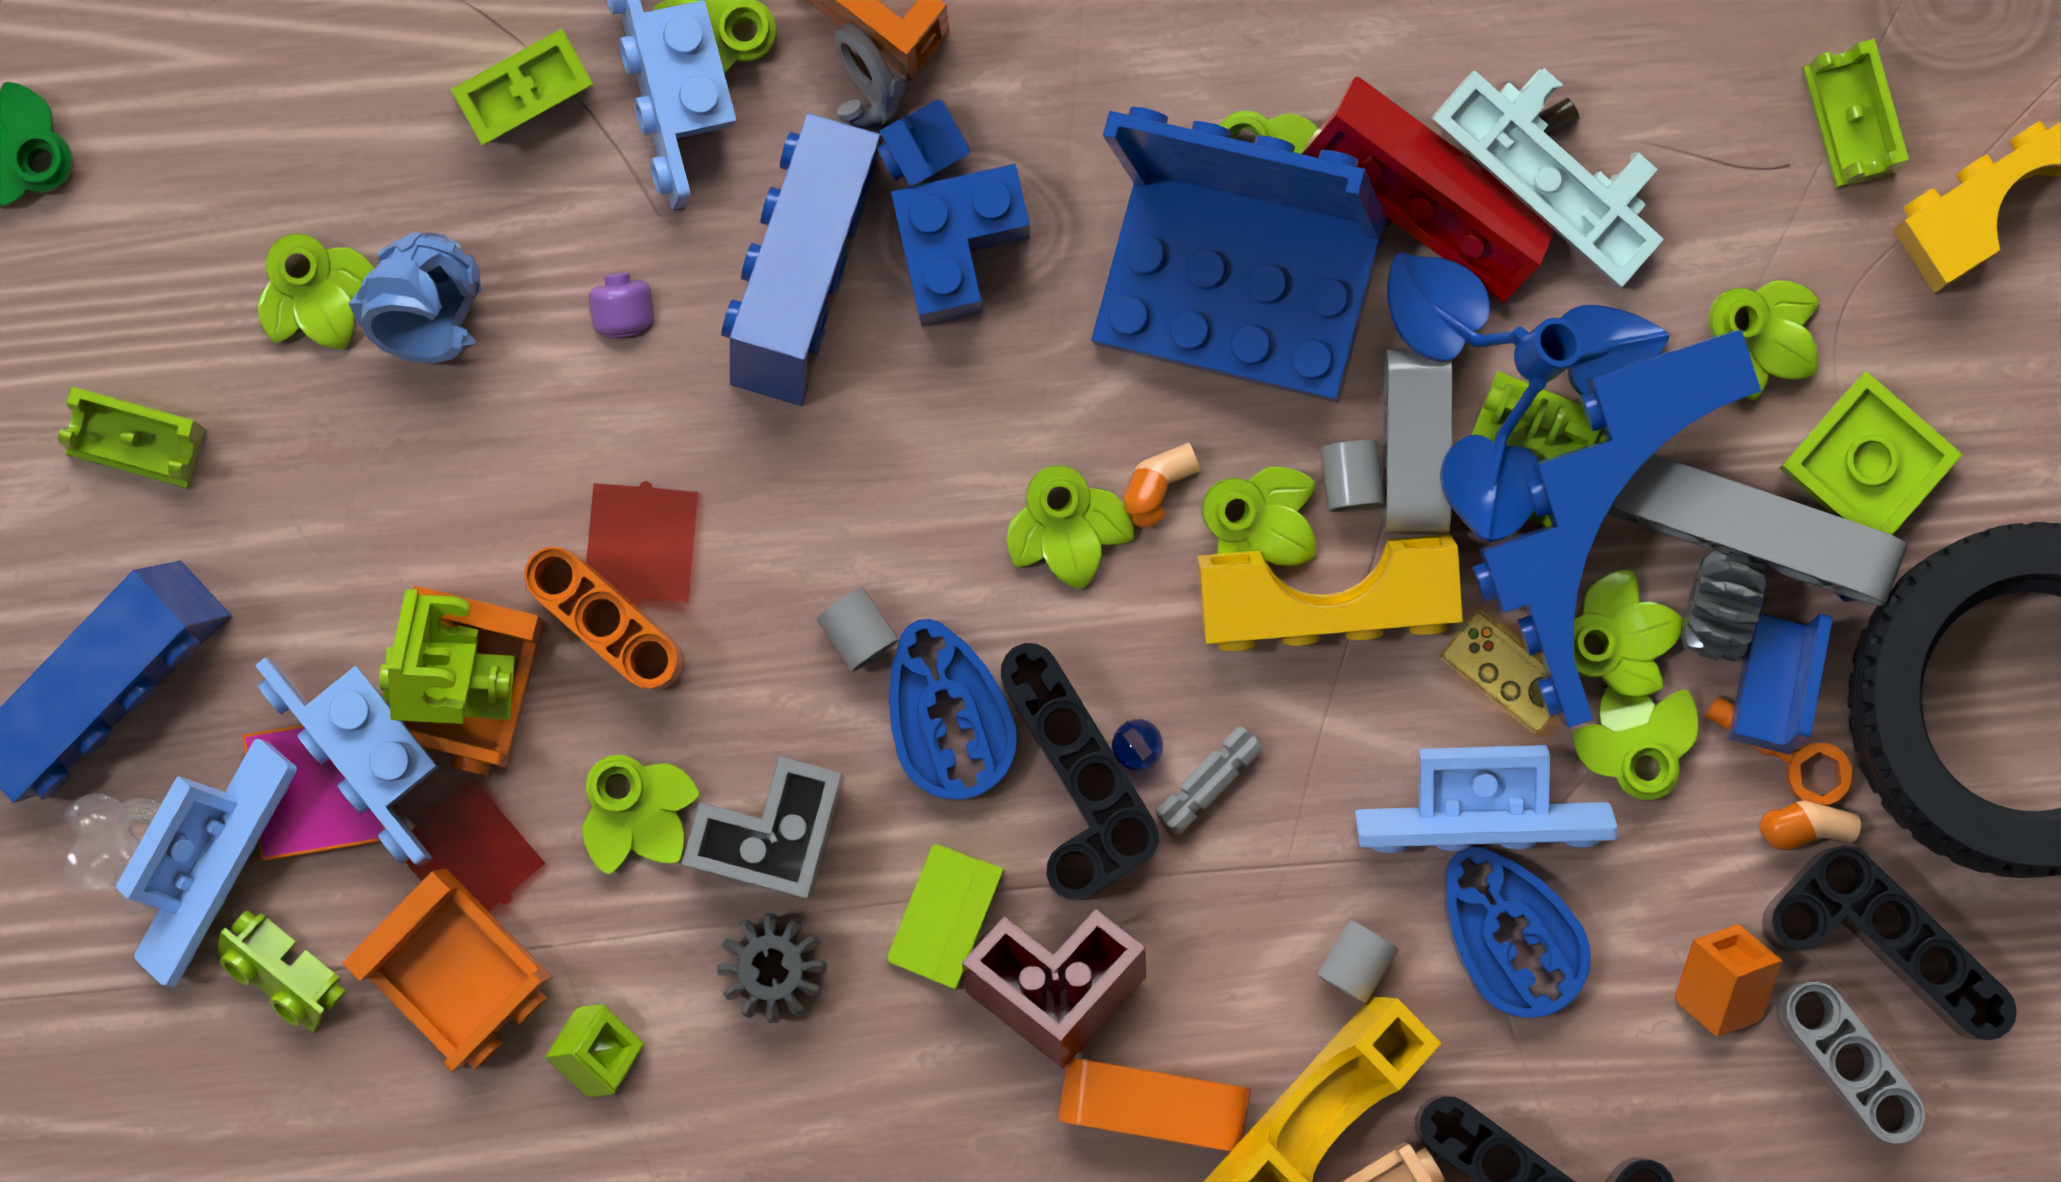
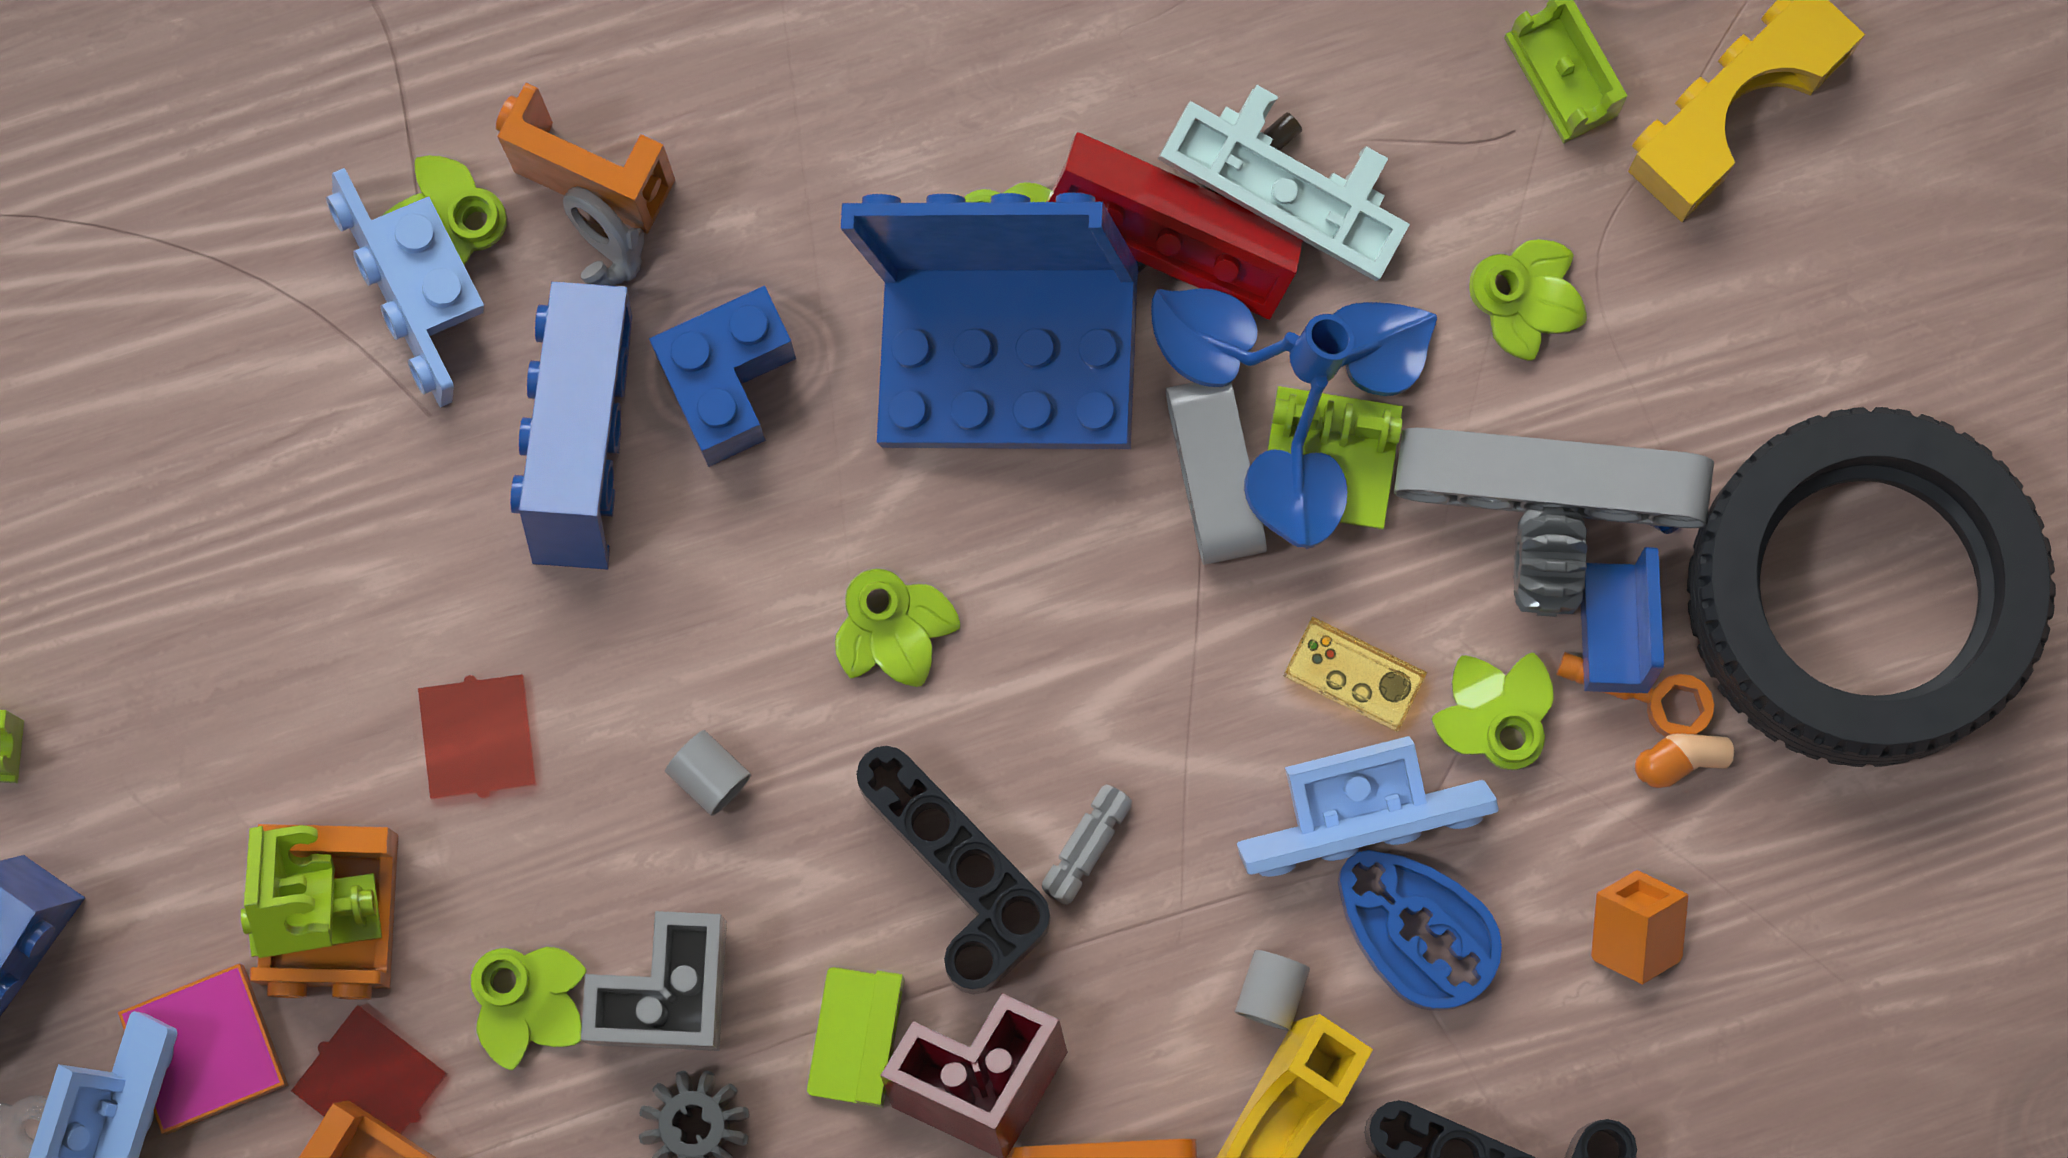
camera: 15 degrees left, 5 degrees down
(316, 300) = (110, 568): lime plate -> none
(370, 750) = (242, 992): light blue bracket -> none
(419, 298) = (207, 544): medium blue helmet -> none
(521, 86) = (266, 317): lime hinge -> none
(574, 610) = (424, 812): orange beam -> none
(621, 306) = (409, 511): medium lavender piece -> none
(922, 143) = (670, 288): blue bracket -> none
(985, 712) = (789, 864): blue piece -> none
(1126, 752) = (1000, 835): clear blue hinge -> none
(1151, 481) = (965, 565): arm -> none
(1269, 515) = (1090, 582): lime plate -> none
(1352, 475) = (1160, 517): light grey beam -> none
(1409, 587) = (1241, 610): yellow arch -> none
(1630, 634) = (1464, 608): lime plate -> none
(1638, 413) = (1421, 391): blue arch -> none
(1870, 458) = (1658, 388): lime plate -> none
(1879, 1076) = (1809, 988): light grey beam -> none
(1899, 953) = (1802, 862): black beam -> none

